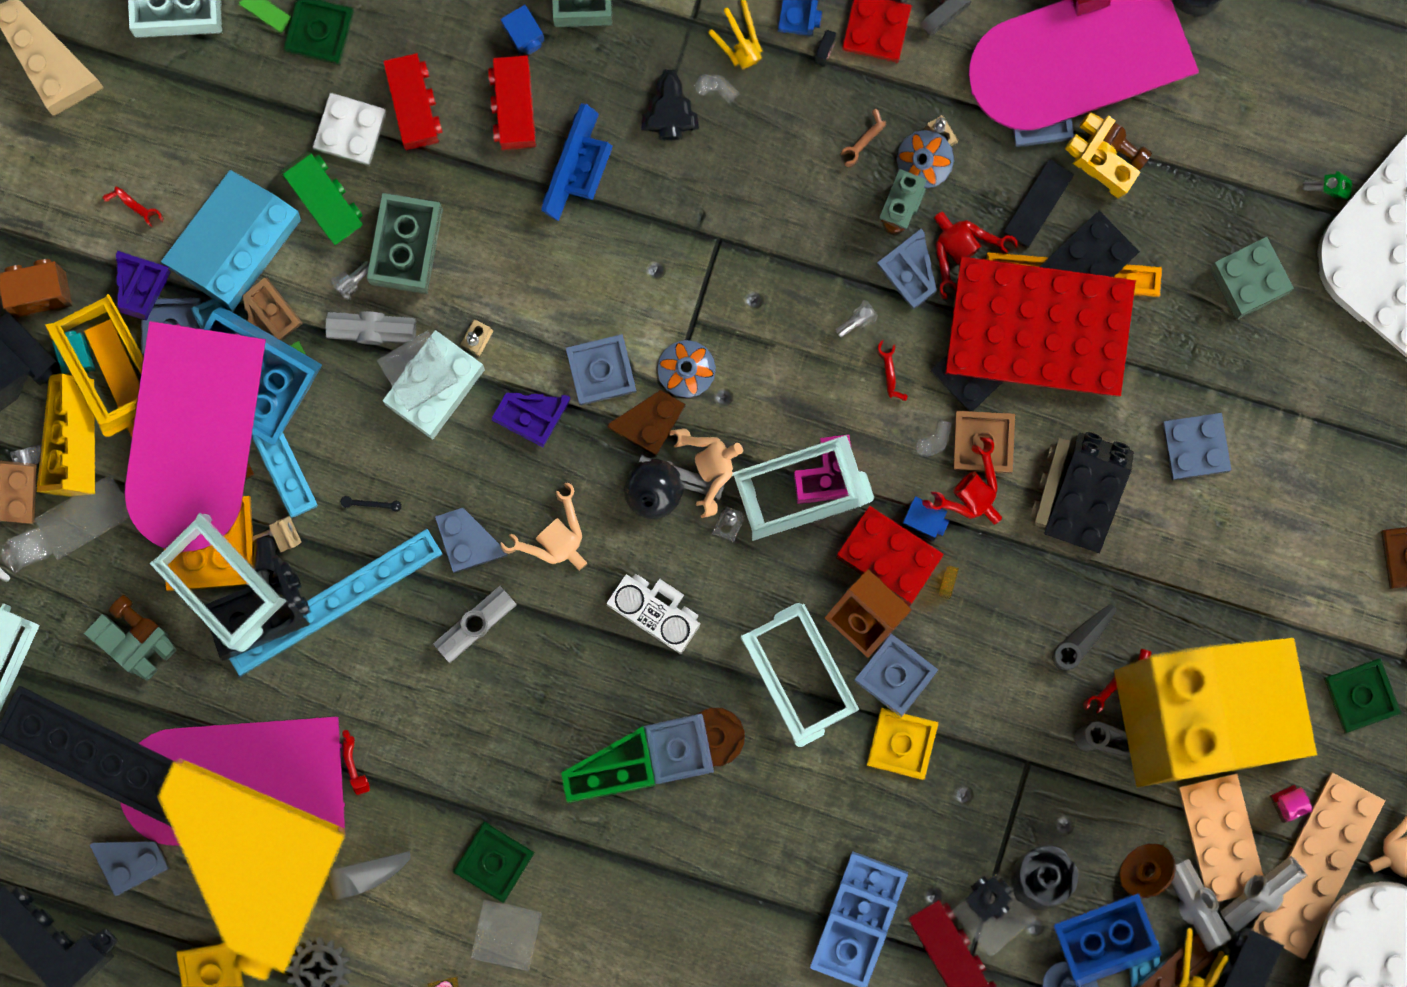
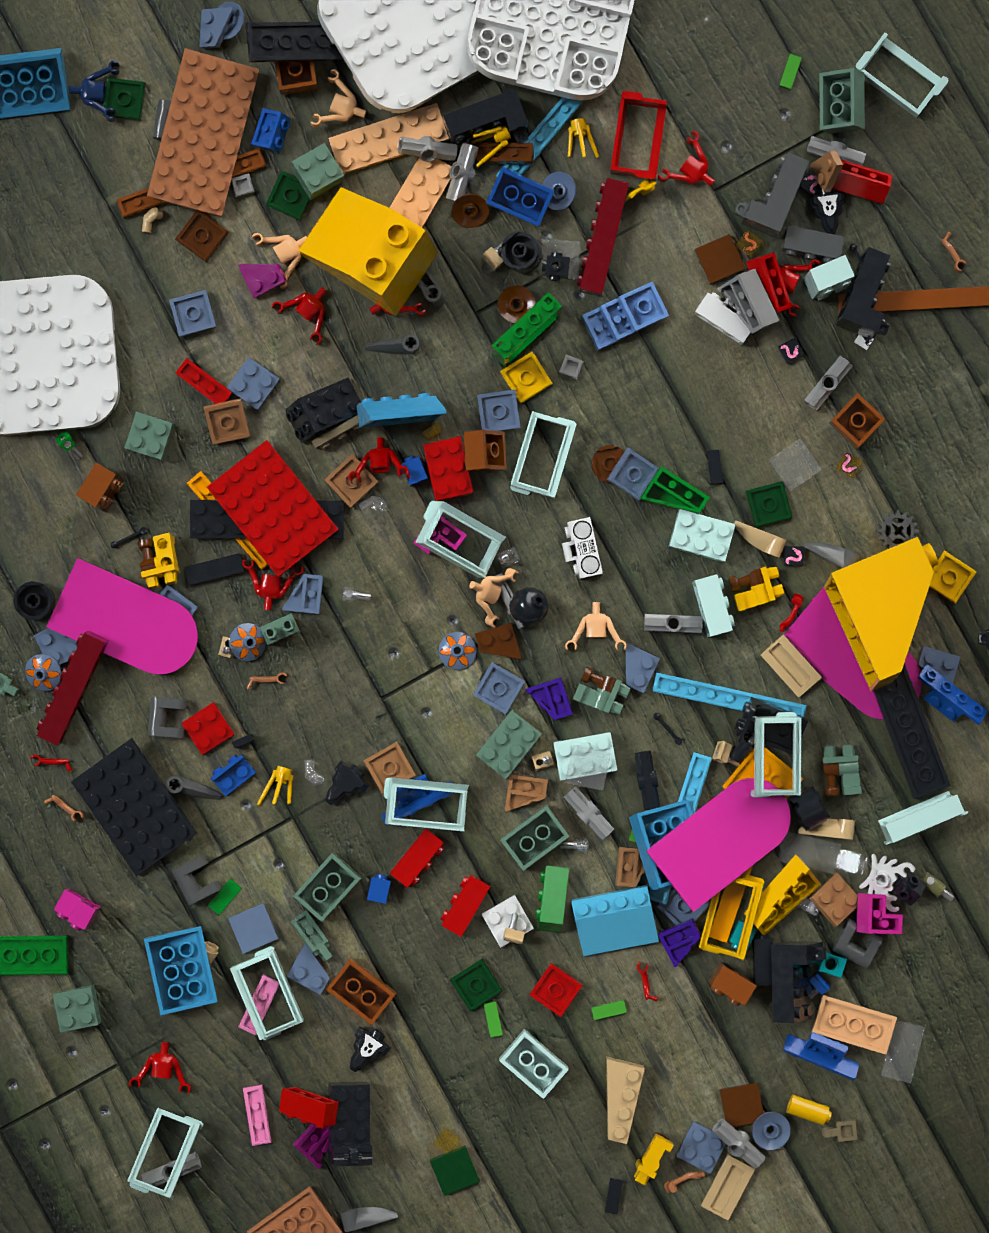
camera: 135 degrees left, 5 degrees up
(83, 836) = (949, 698): none -> blue bracket
(84, 564) = (832, 828): none -> tan piece
(127, 562) = (809, 808): none -> black brick
(147, 139) = (609, 1009): none -> bright green piece
(226, 104) = (555, 989): none -> red plate
(298, 703) = (791, 666): none -> tan piece
(331, 116) = (511, 933): none -> tan piece
(339, 424) = (647, 780): none -> black piece
(411, 830) = (793, 555): none -> black tile
(412, 757) = (761, 588): none -> yellow hips
(447, 685) = (713, 605): none -> light aqua brick
(464, 285) = (524, 790): none -> medium nougat wing
(464, 813) = (762, 540): none -> tan piece
(475, 470) = (605, 694): none -> sand green hips
(530, 318) = (508, 744): none -> sand green brick
(535, 752) = (701, 535): none -> light aqua brick
(595, 846) = (714, 466): none -> black piece
(612, 142) = (390, 794): none -> light aqua piece
(637, 171) = (389, 764): none -> medium nougat plate
(863, 804) = (571, 367): none -> light grey tile
(890, 373) = (365, 553): red piece -> none
(953, 790) = (526, 329): none -> green window
(1006, 567) = (399, 411): none -> dark azure slope
(1008, 810) = (511, 295): none -> reddish brown dish
(1070, 842) = (492, 257): none -> tan piece
(1157, 171) = (143, 530): none -> black hinge
(1184, 375) = (226, 421): none -> medium nougat plate
(1218, 586) = (308, 309): none -> red piece
(1250, 167) = (100, 487): none -> dark orange brick
(1251, 394) = (203, 382): none -> red plate
(1291, 803) = (373, 177): dark pink leg -> none
(1303, 572) = (262, 277): none -> magenta wing
(1307, 625) = (286, 250): none -> light nougat piece
(1339, 459) = (192, 313): none -> sand blue plate
(1360, 749) = (317, 171): none -> sand green brick

